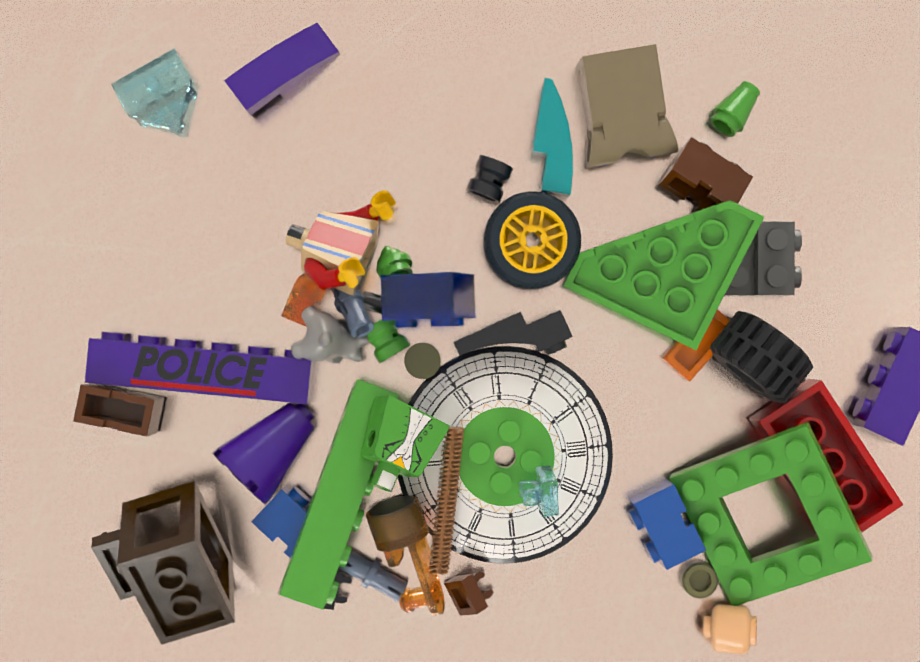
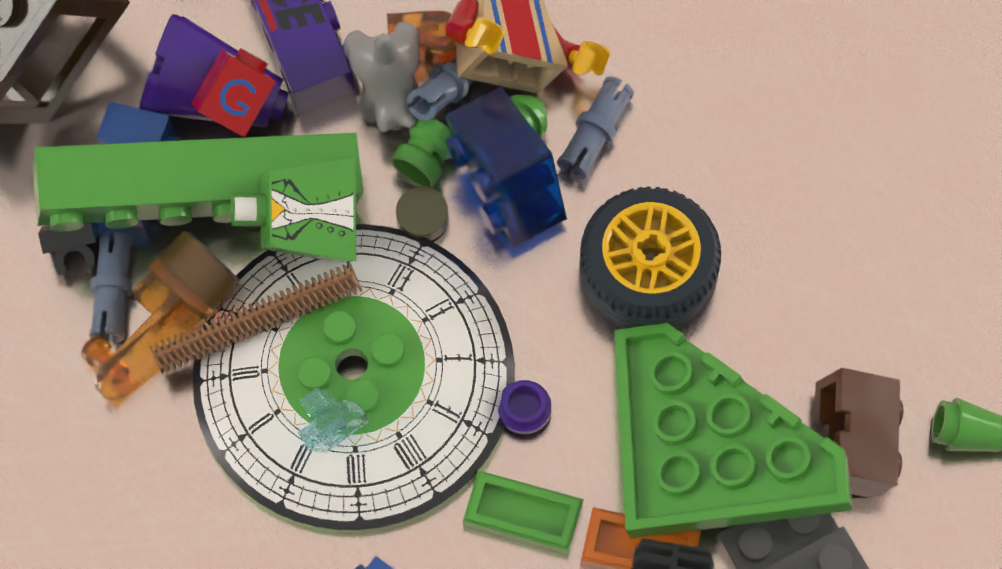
camera: 60 degrees right, 20 degrees down
(296, 445) = (234, 90): none -> red brick
(422, 223) = (595, 127): none -> sand blue pin
(466, 593) = (143, 413): reddish brown tile -> none
(489, 178) = (707, 166): black wheel -> none
(544, 333) = (539, 335): black slope -> none
(553, 143) = (787, 224): teal slope -> none
(580, 364) = (524, 407): none -> dark purple plate
(624, 105) = (888, 280): dark tan piece -> none
(642, 399) = (523, 512): none -> bright green tile

